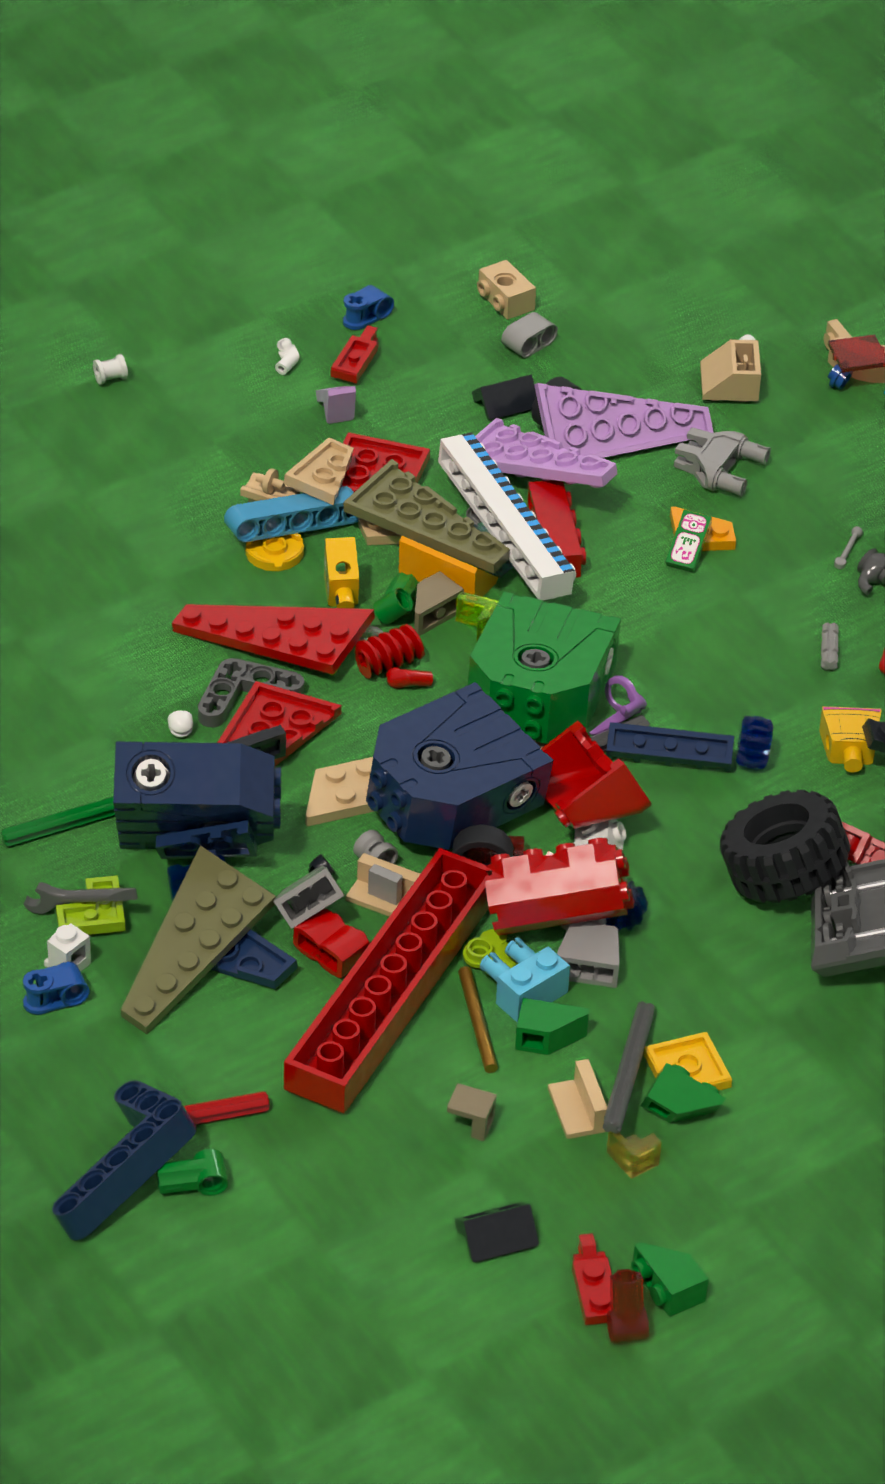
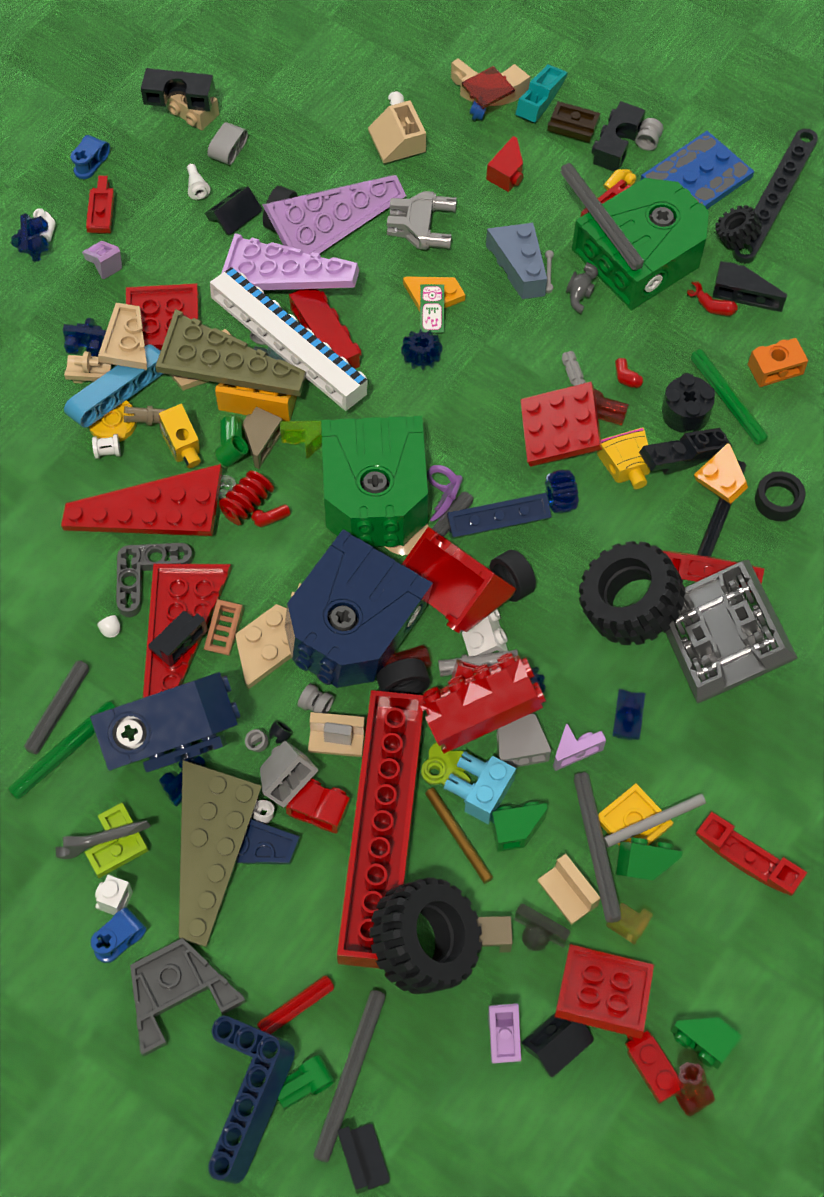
camera: 20 degrees left, 20 degrees up
(77, 785) = (56, 707): none -> dark grey axle
(92, 1043) = (170, 979): none -> dark grey wing
(225, 1261) = (363, 1158): none -> black panel
(246, 1187) = (349, 1076): none -> dark grey axle
(256, 567) = (113, 441): none -> white bush
(265, 360) = (28, 237): none -> clear blue hips
(268, 929) = (263, 805): none -> white hinge
(274, 458) = (83, 335): none -> clear blue hips
(292, 867) = (254, 737): none -> light grey hinge
(309, 548) = (143, 415): none -> dark tan pin
(312, 741) = (230, 607): none -> nougat slope
(362, 1090) = (397, 939): none -> black tyre
(438, 1194) = (504, 1033): none -> lavender slope
(475, 365) = (197, 186): none -> white cone
(477, 256) = (162, 84): none -> black arch
(527, 1123) = (540, 929): none -> clear smoke tile
(570, 1192) = (605, 991): none -> red plate
(648, 980) = (572, 750): none -> lavender slope
(658, 575) = (421, 349): none -> gear
(663, 794) = (516, 571): none -> black tyre
(715, 1066) = (654, 820): none -> light grey bar
(727, 965) = (628, 715): none -> clear blue hips
(786, 683) = (561, 424): none -> plate
(801, 1134) = (749, 857): none -> red slope
(817, 521) = (520, 257): none -> sand blue wedge
(838, 680) = (609, 409): none -> clear red piece
(844, 435) = (506, 166): none -> red slope

